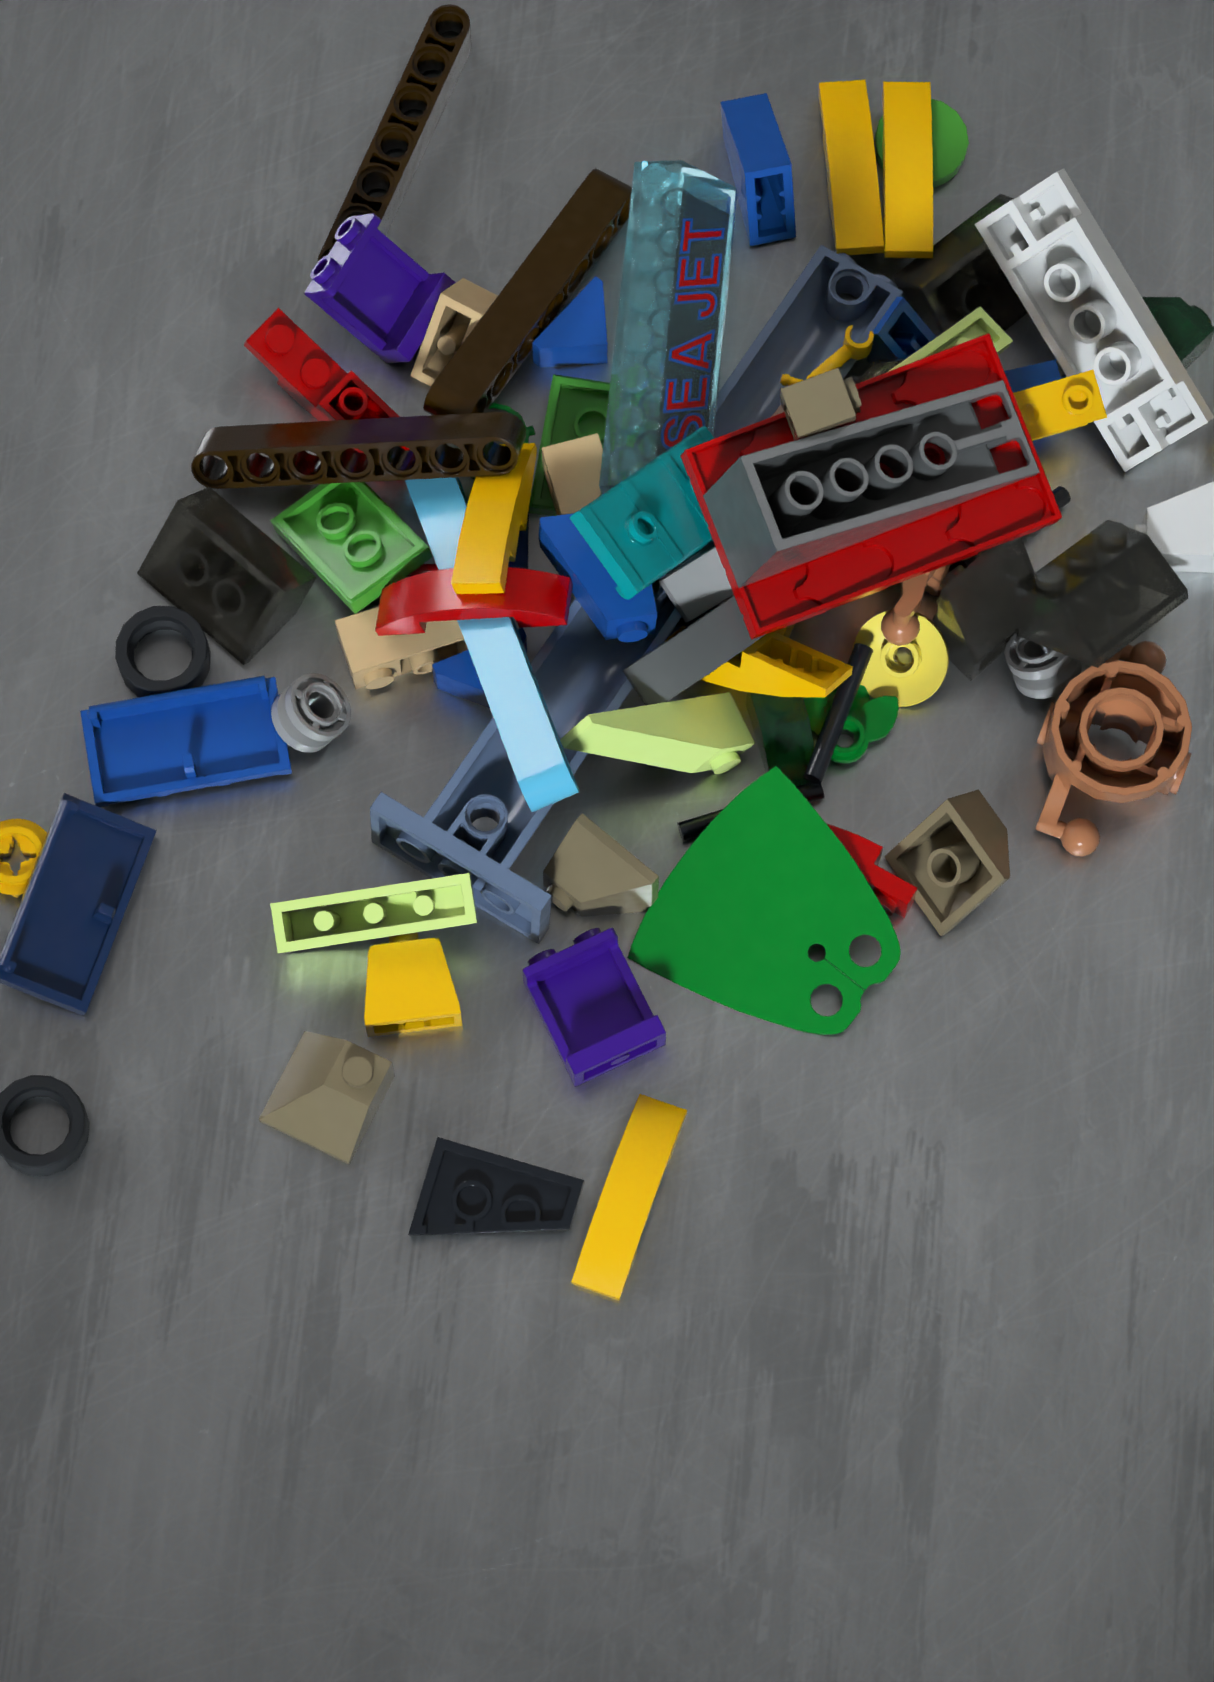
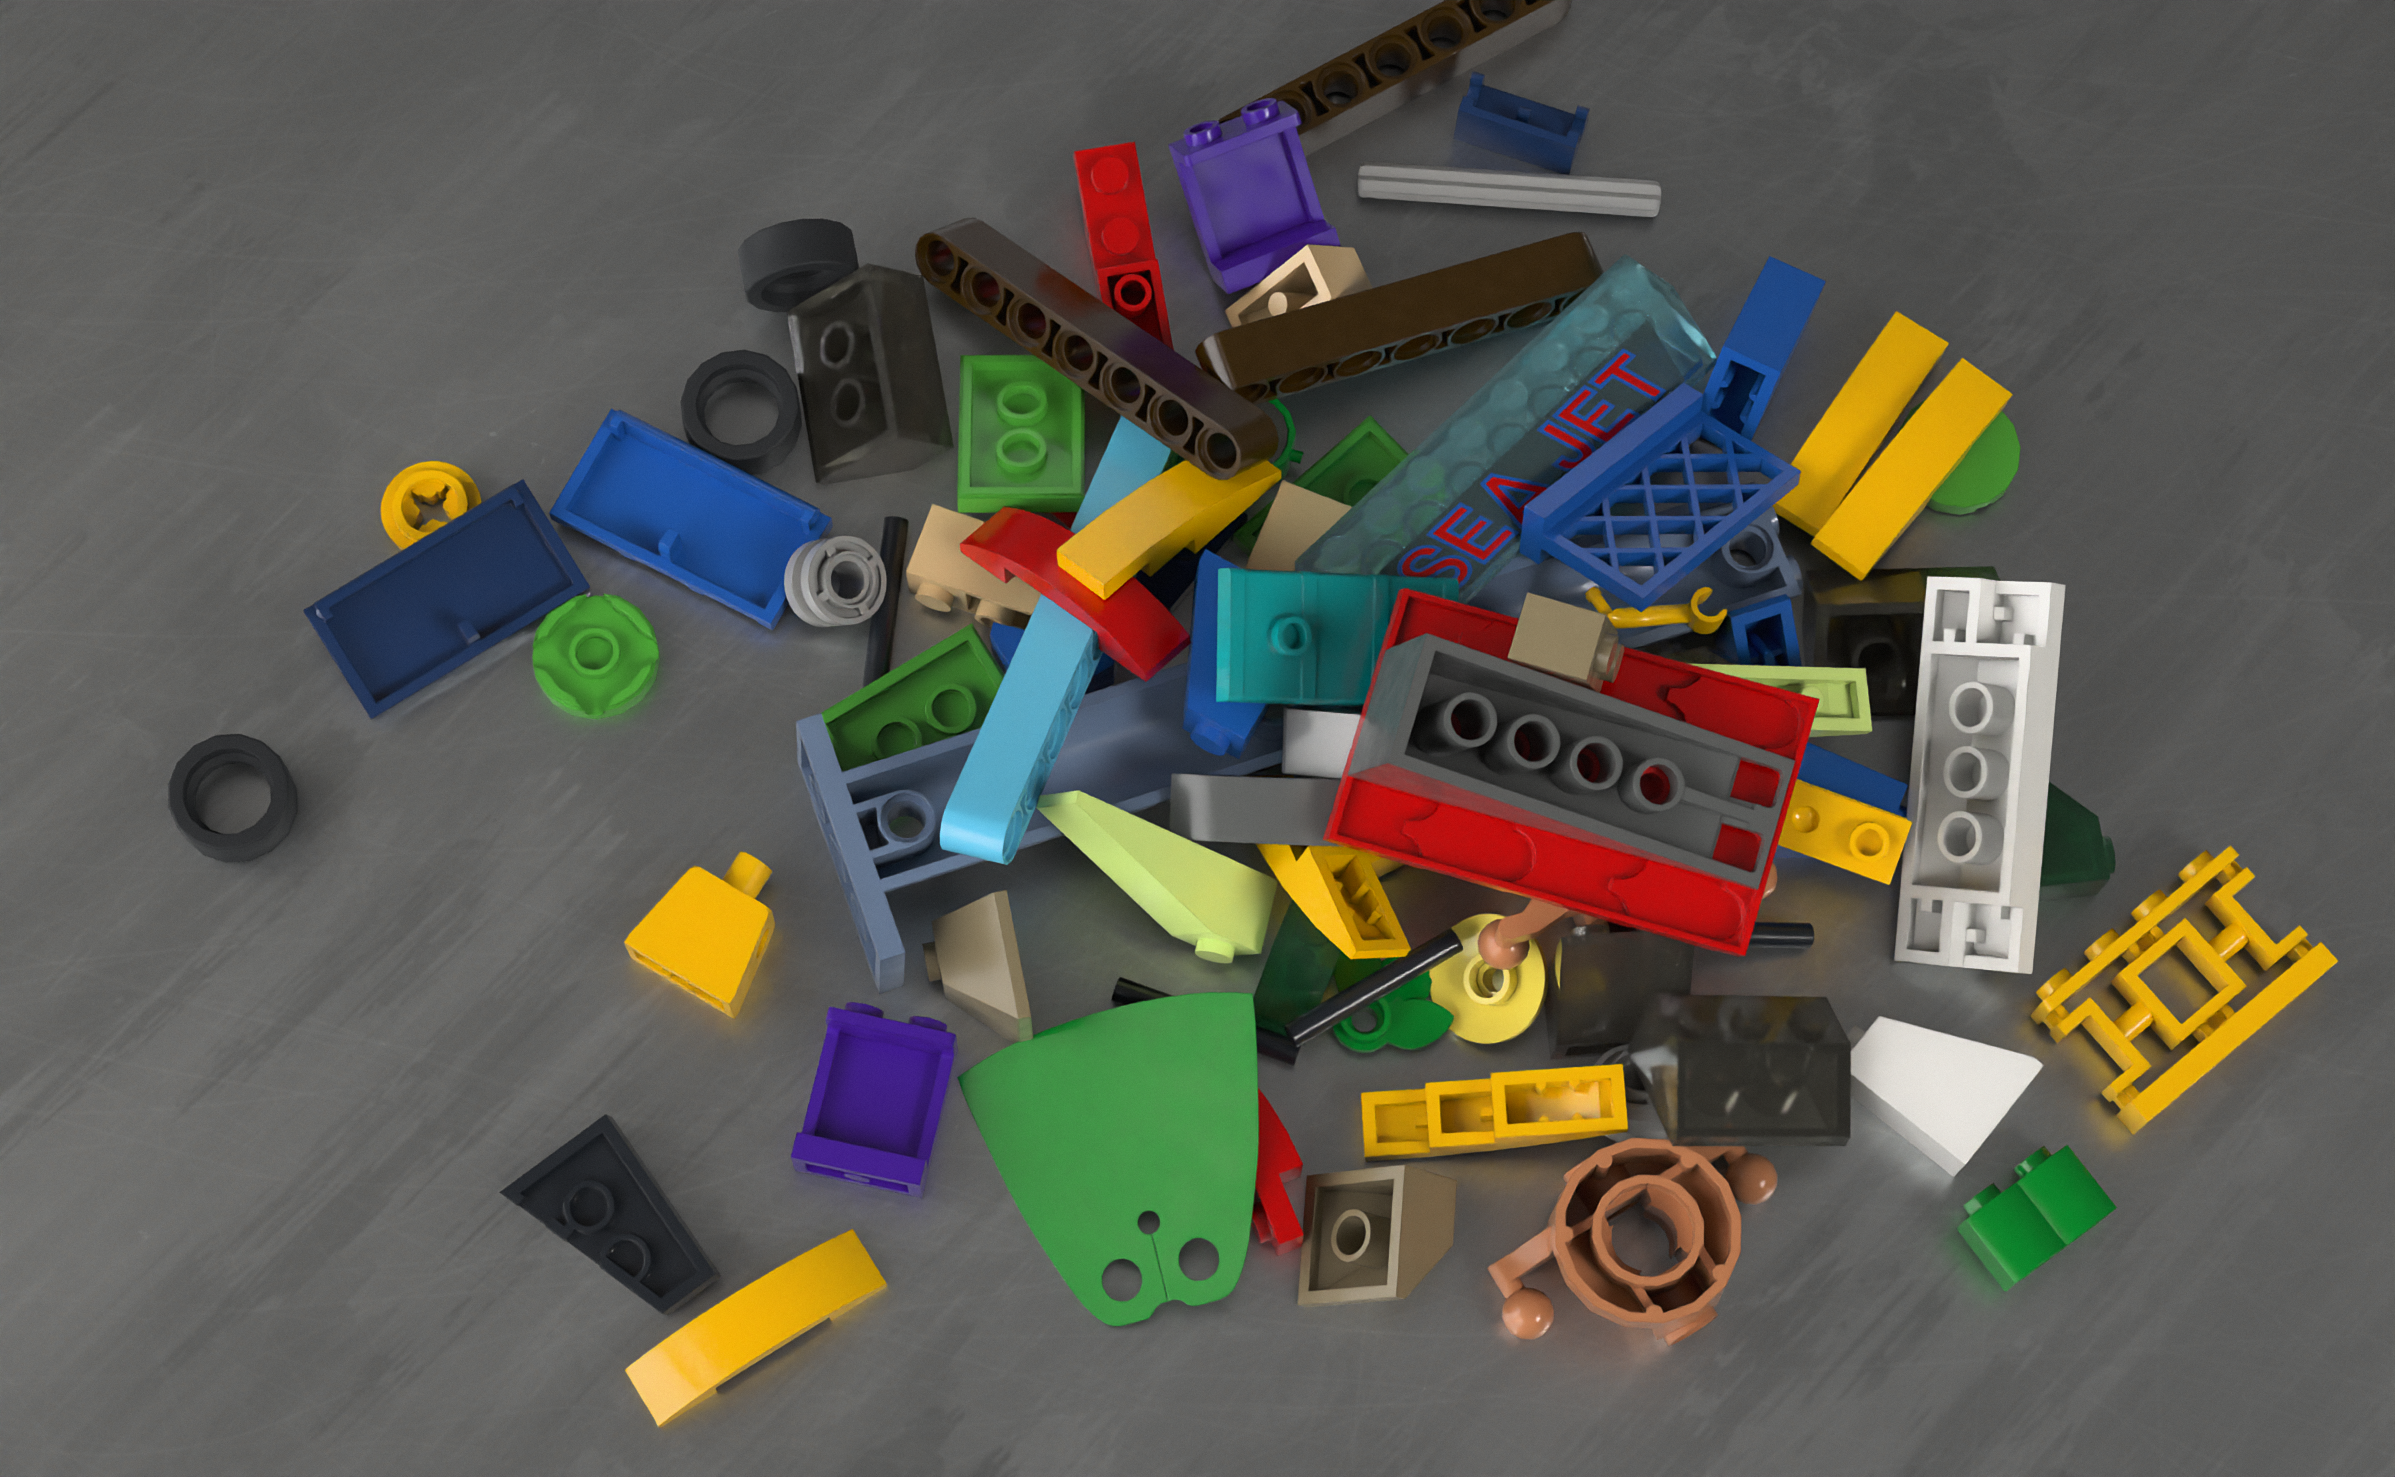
camera: 35 degrees right, 0 degrees up
(126, 534) = (795, 261): none -> black tyre
(193, 871) = (595, 656): none -> bright green tile
(329, 1094) = (538, 988): dark tan slope -> none
(359, 722) = (884, 619): none -> black bar
(374, 913) = (719, 832): yellowish green slope -> none
(428, 745) = (917, 703): none -> bright green tile
(502, 132) = (1519, 127): none -> dark blue hinge
(524, 175) = (1509, 189): none -> light grey axle
(577, 333) = (1427, 387): blue slope -> none
(742, 296) = (1622, 473): none -> blue fence
(969, 732) = (1494, 1112): none -> yellow slope

